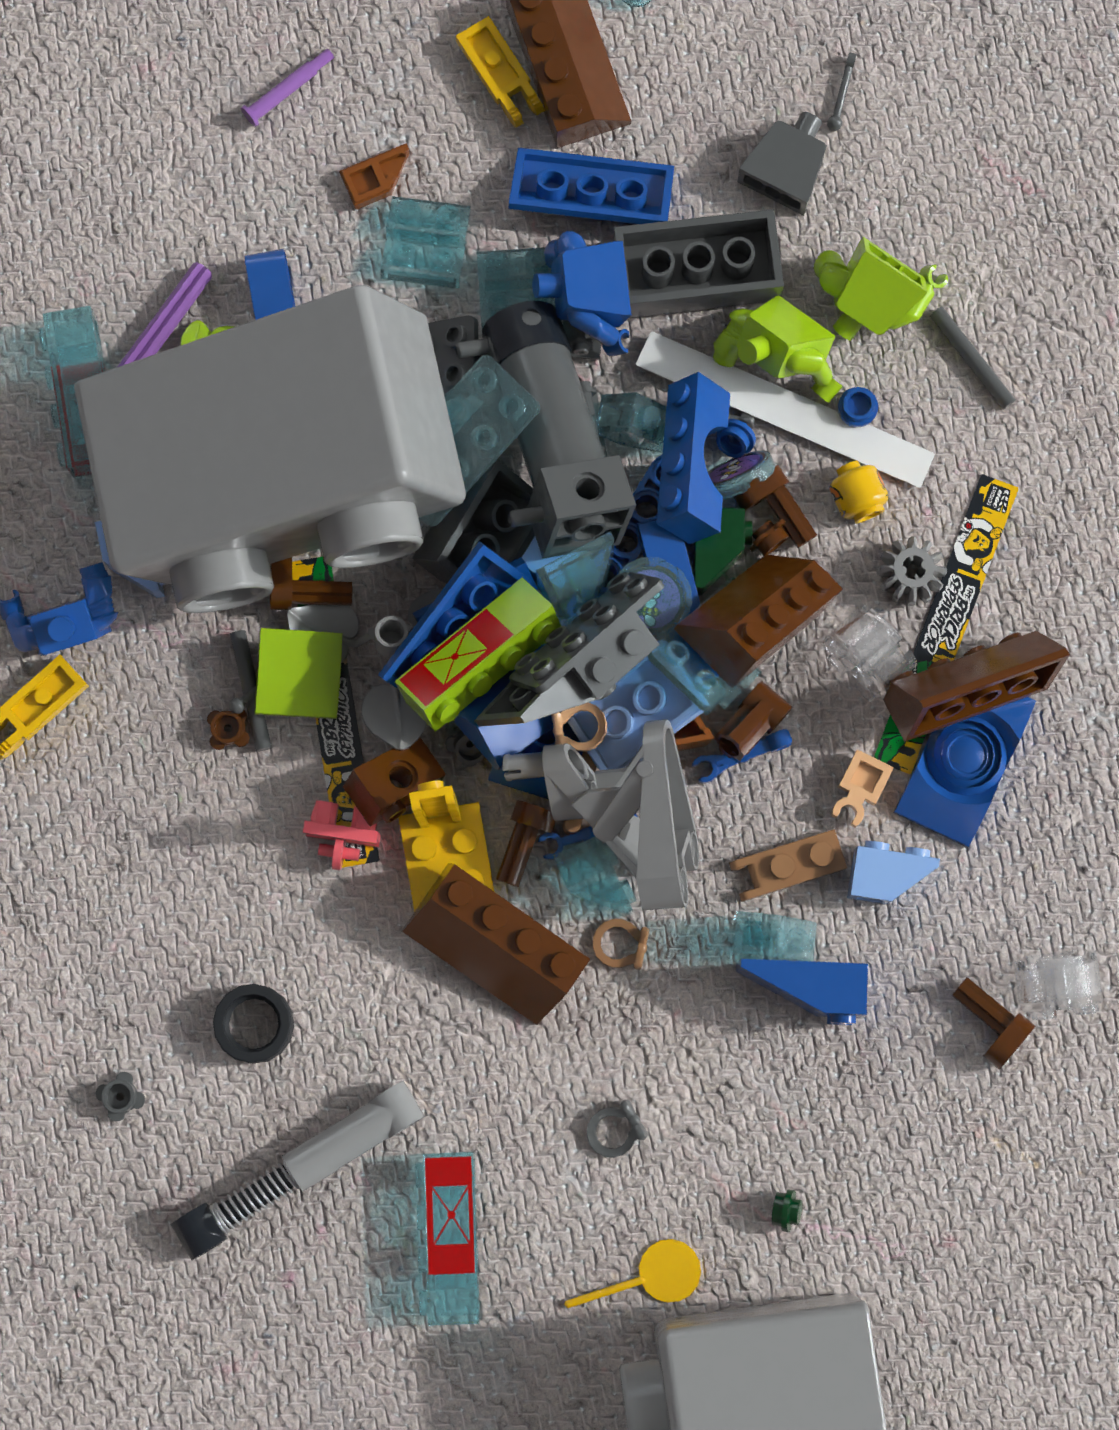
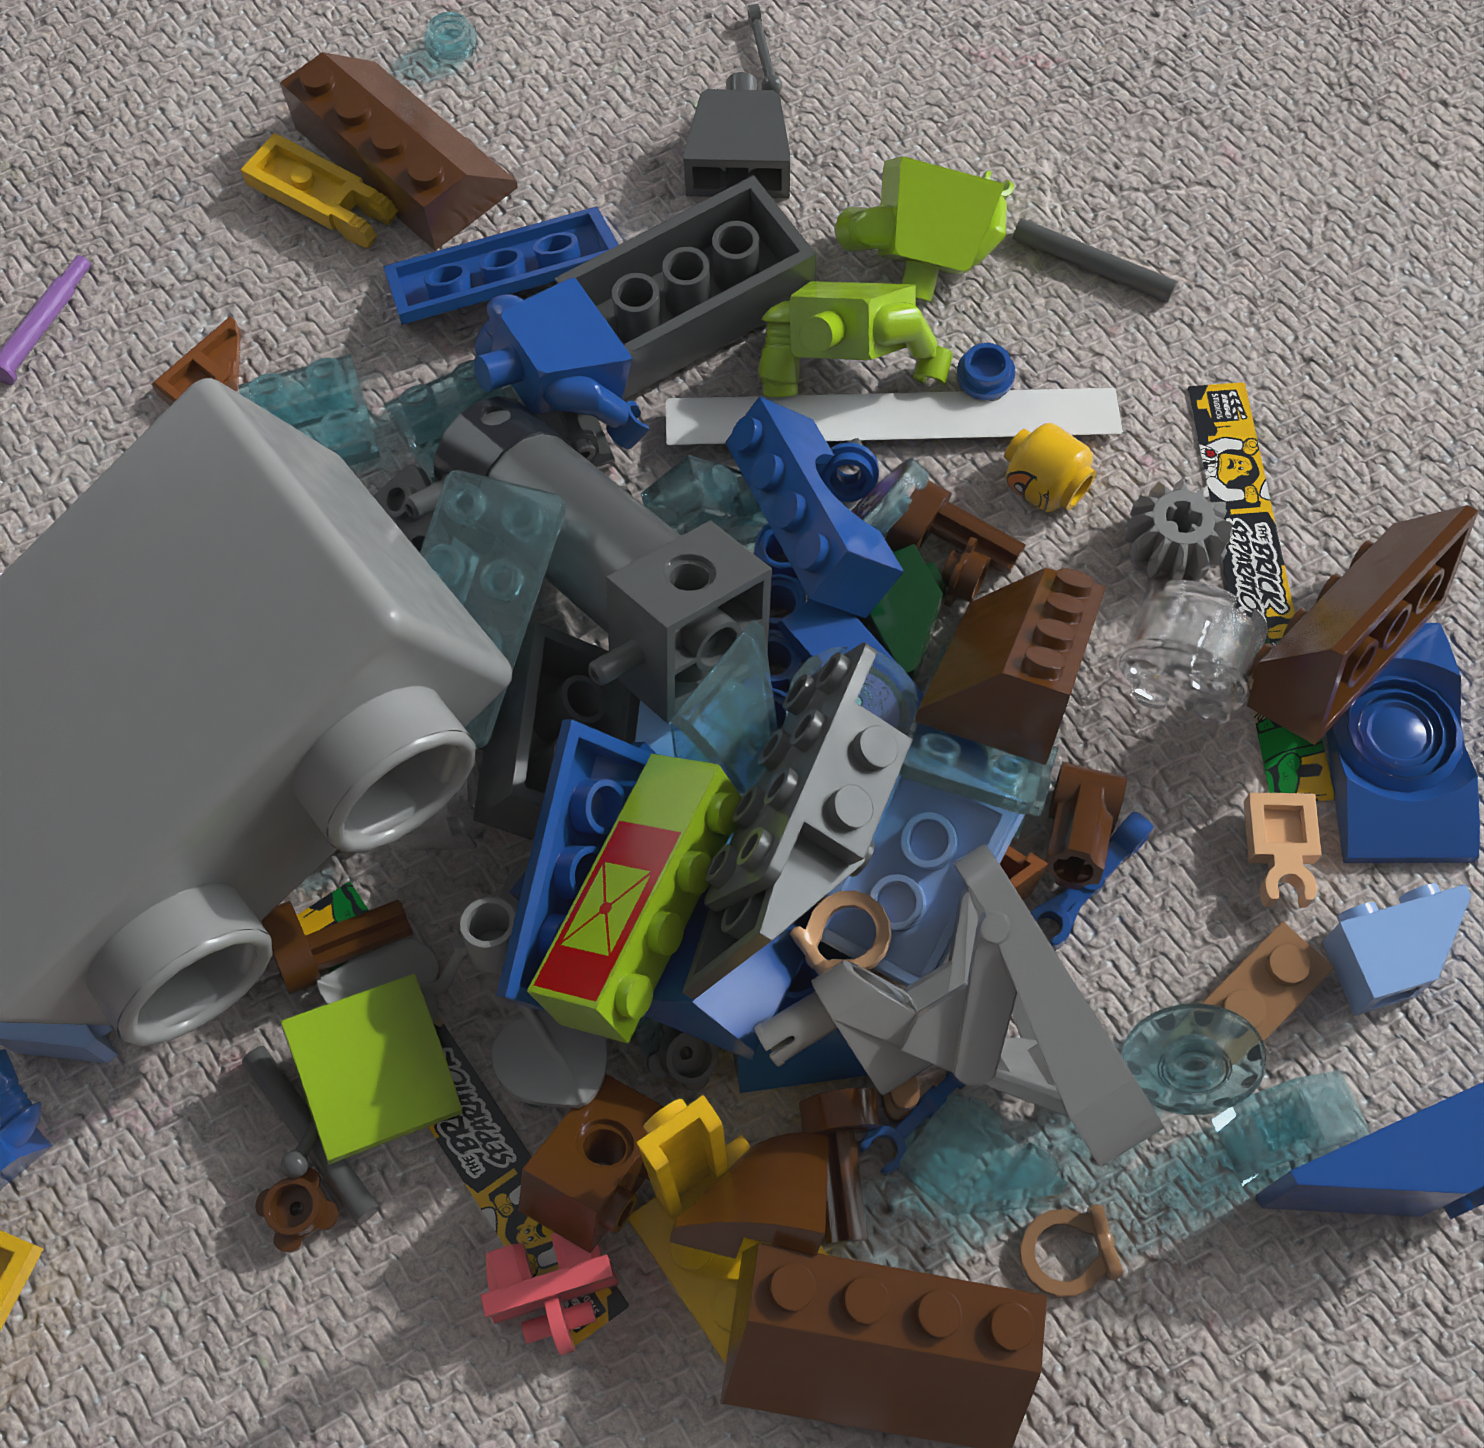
camera: 25 degrees left, 15 degrees down
(470, 842) = (767, 1195): none -> reddish brown slope
(740, 867) = (1195, 1058): none -> clear light blue dish

